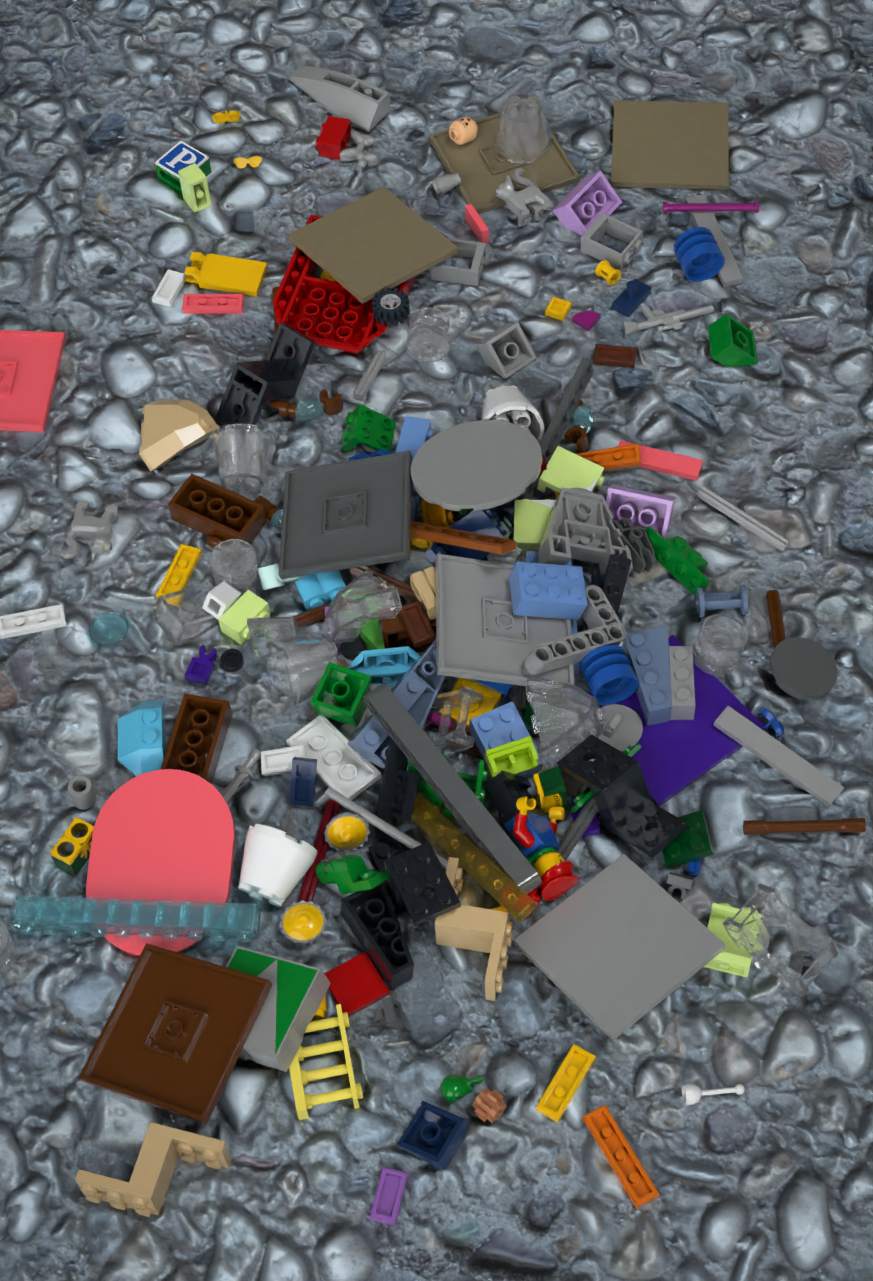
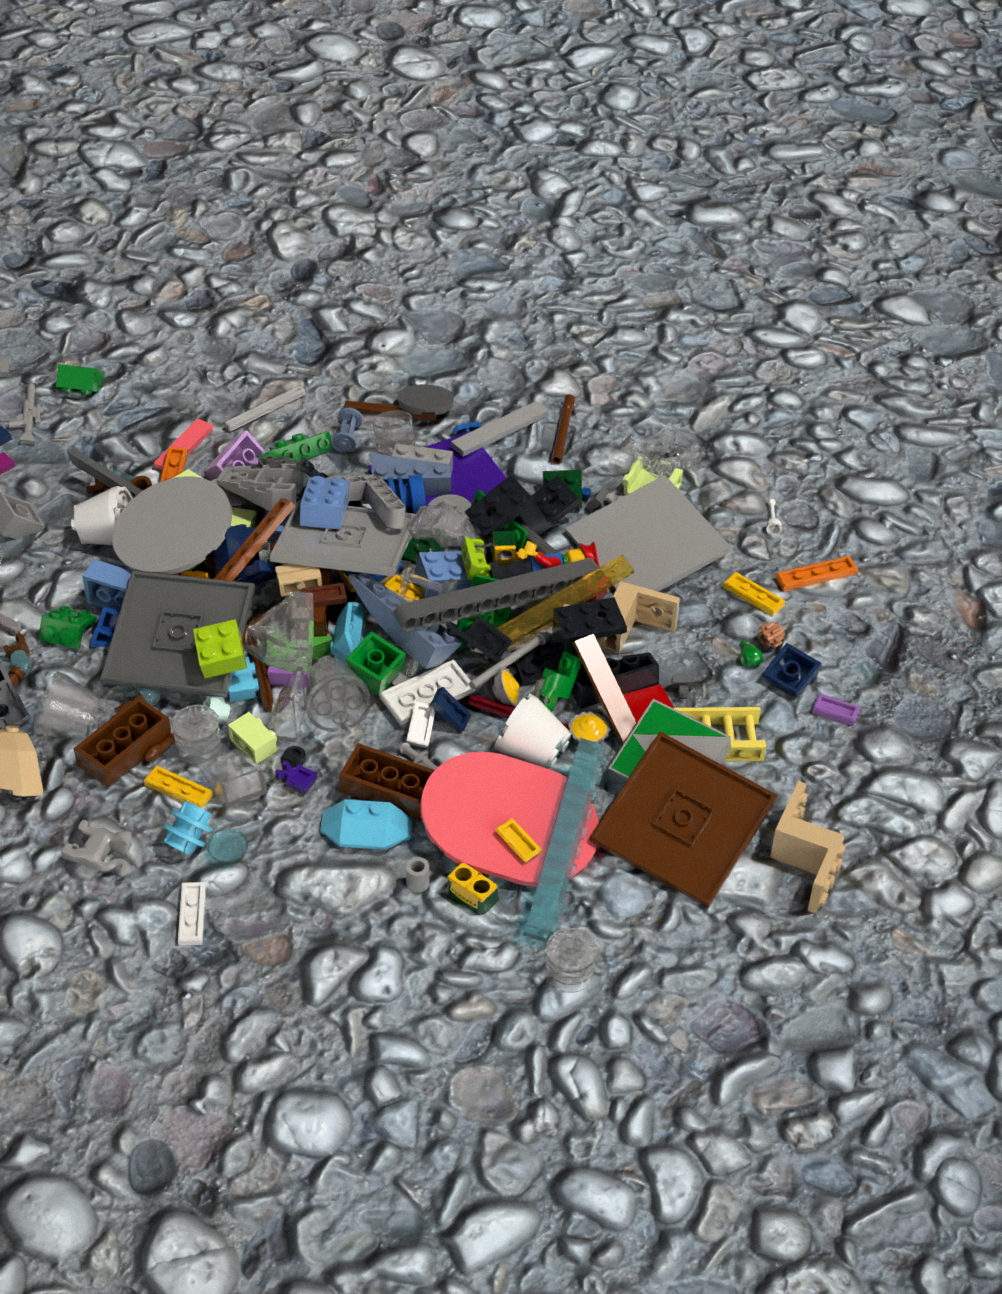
camera: 85 degrees left, 10 degrees down
(113, 587) = (187, 827): none -> medium azure piece
(126, 872) = (518, 840): none -> yellow tile
(220, 599) = (233, 745): white brick -> none
(316, 549) = (220, 648): none -> lime brick
(345, 921) = (606, 686): none -> tile
(614, 356) = (54, 453): copper tile -> none

